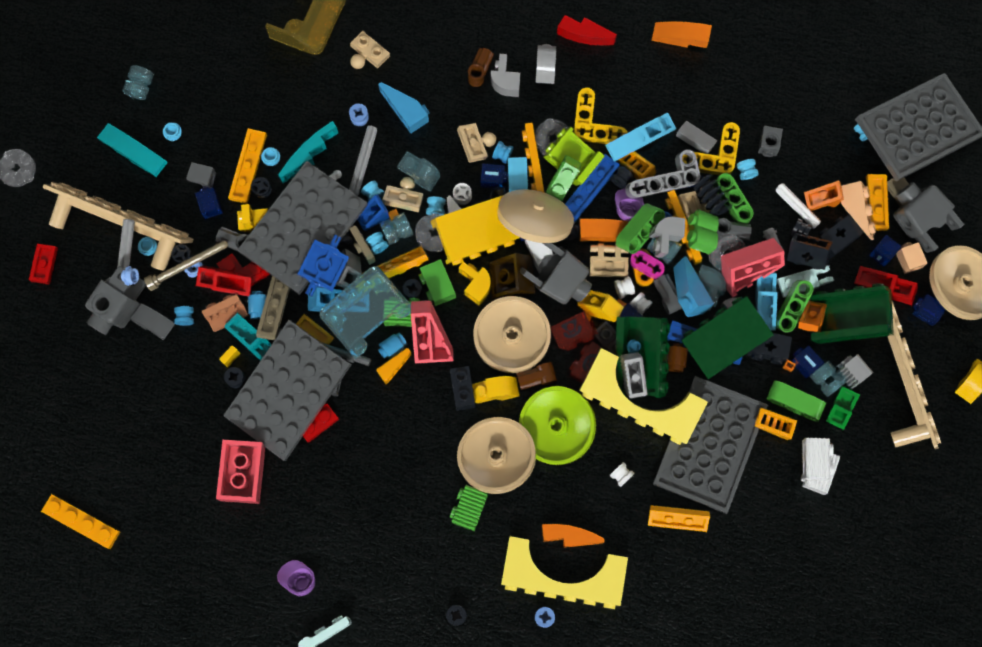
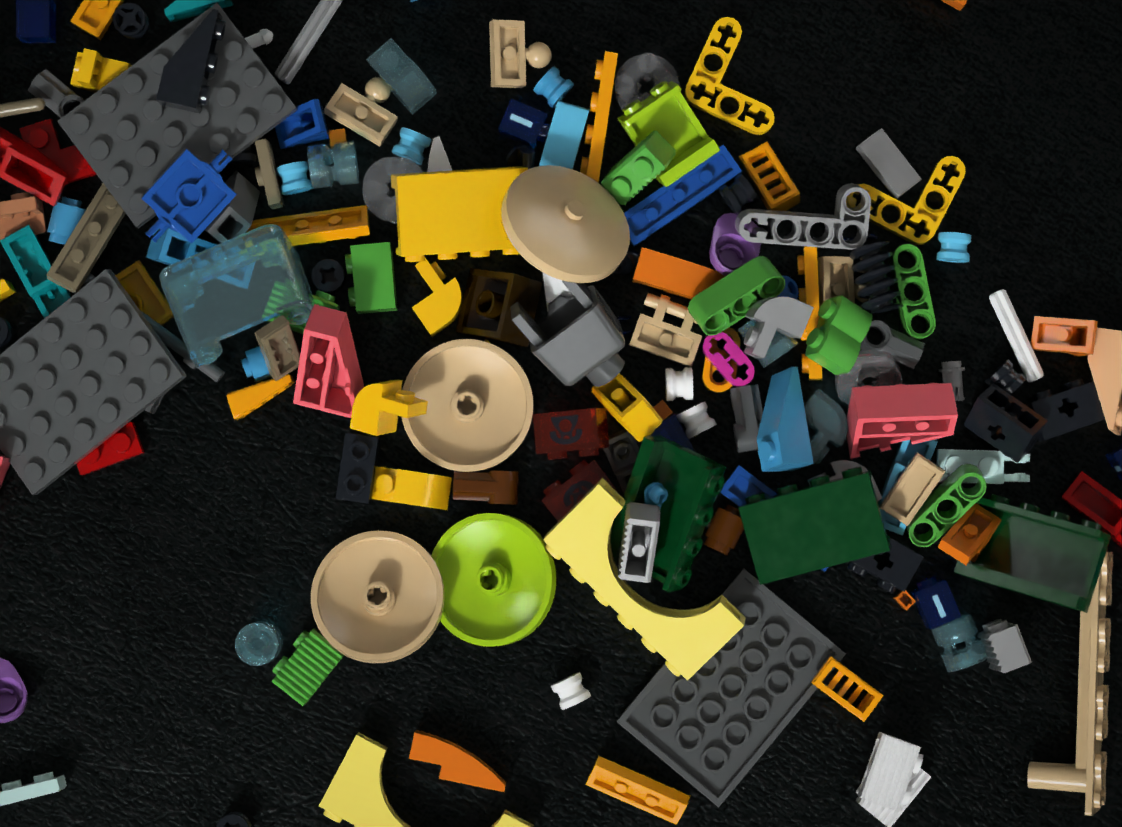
camera: 15 degrees right, 10 degrees up
(302, 197) = (187, 72): none -> black slope
(371, 189) = (314, 86): medium azure wheel -> none
(398, 332) = (278, 347): none -> dark tan plate
(437, 503) = (259, 643): none -> clear light blue wheel
(462, 190) = (460, 132): white wheel -> none
(463, 347) = (380, 404): none -> yellow brick
(640, 137) = (793, 136): medium azure slope -> none
(772, 301) = (912, 489): none -> tan tile
(773, 134) = (1018, 200): dark grey brick -> none
(796, 401) = (894, 661): bright green beam -> none
(842, 407) = (966, 696): green slope -> none

